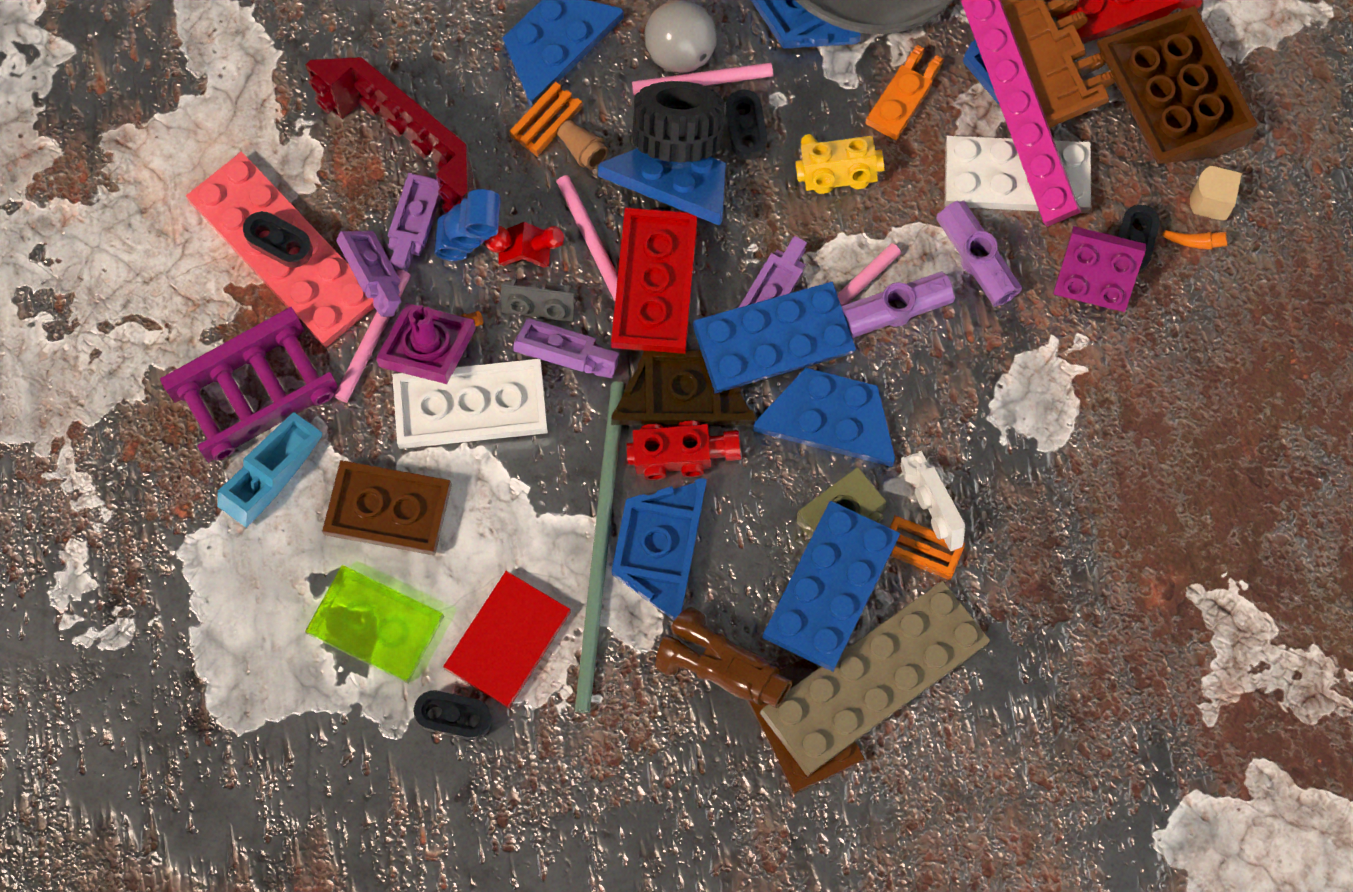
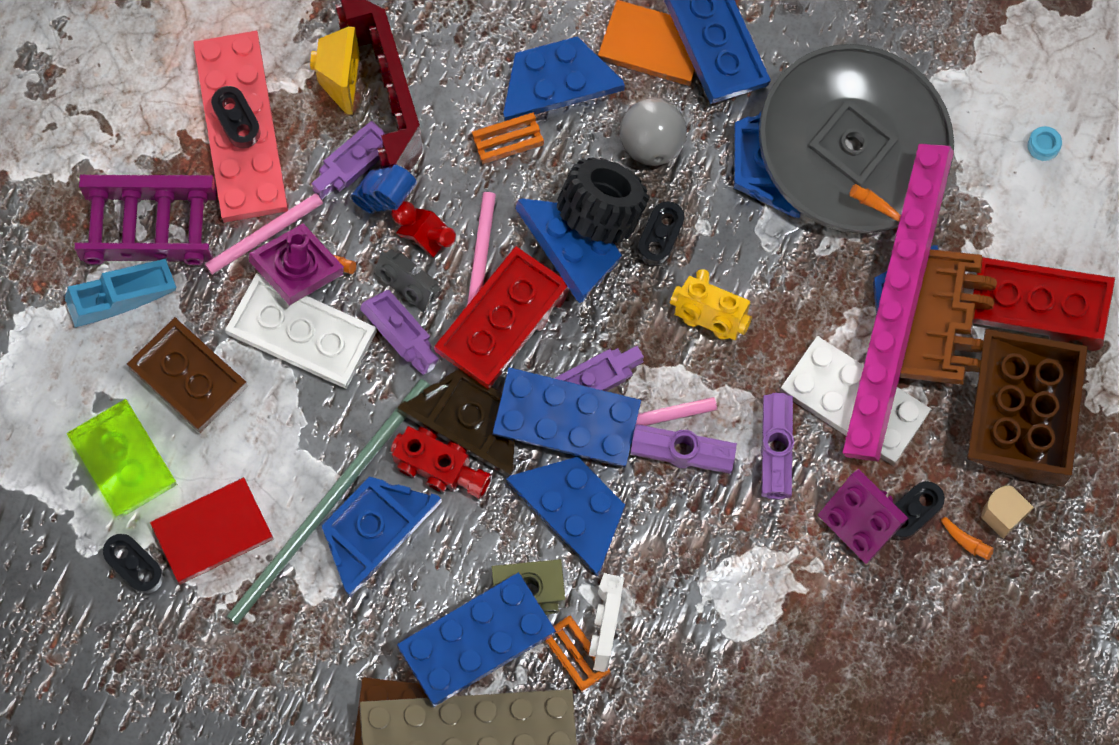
camera: 30 degrees right, 0 degrees up
(344, 140) = (337, 66): none -> yellow slope
(371, 269) = (293, 181): medium lavender hinge -> none
(585, 146) = (521, 176): medium nougat cone -> none
(713, 77) = (657, 177): bright pink bar -> none
(723, 662) = (355, 648): reddish brown piece -> none
(903, 95) = (806, 282): orange hinge -> none

